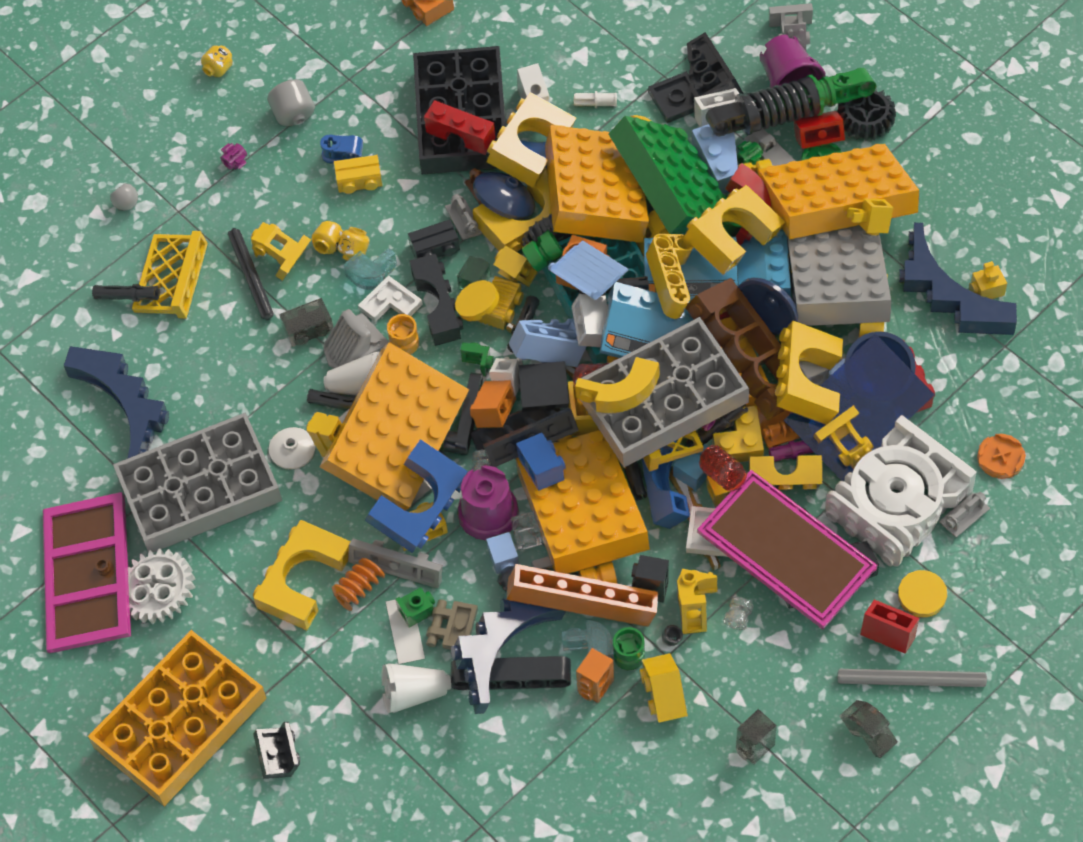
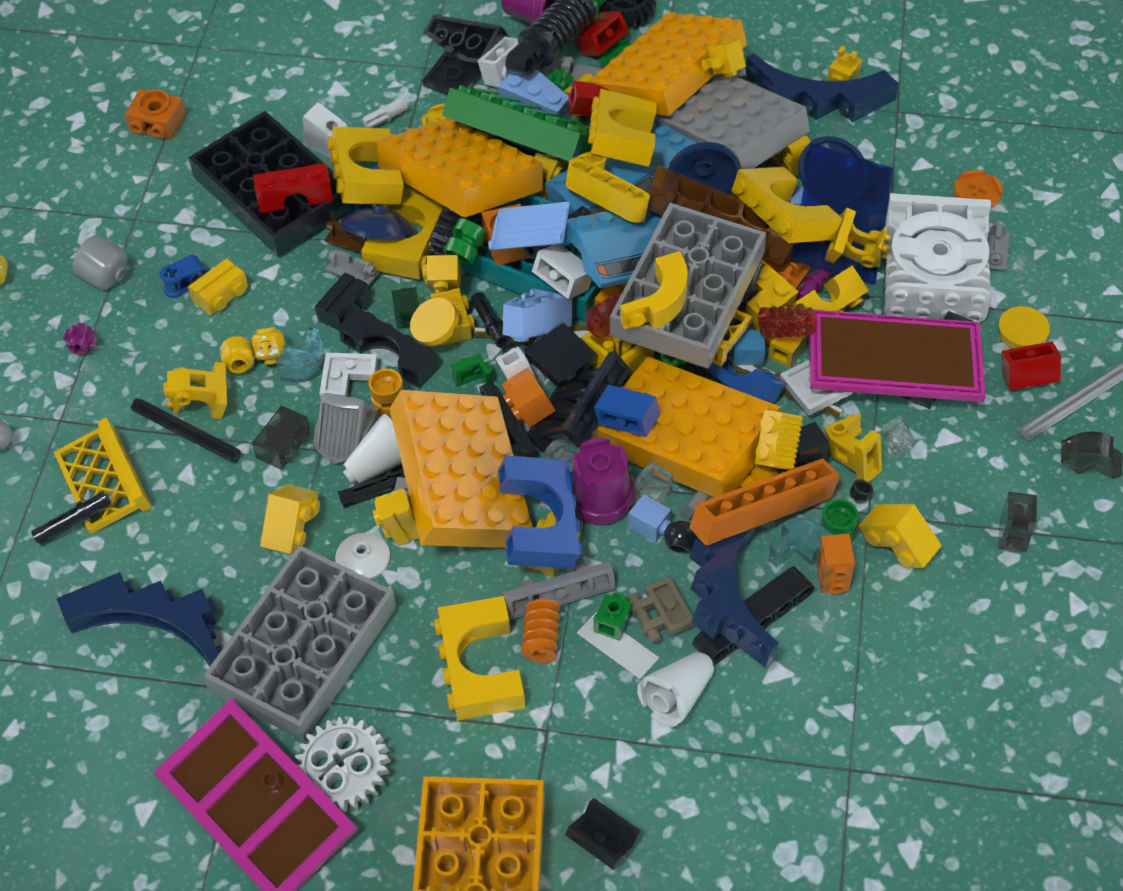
camera: 40 degrees left, 5 degrees down
(258, 384) = (286, 516): none -> yellow brick
(624, 555) = (778, 440): none -> yellow brick

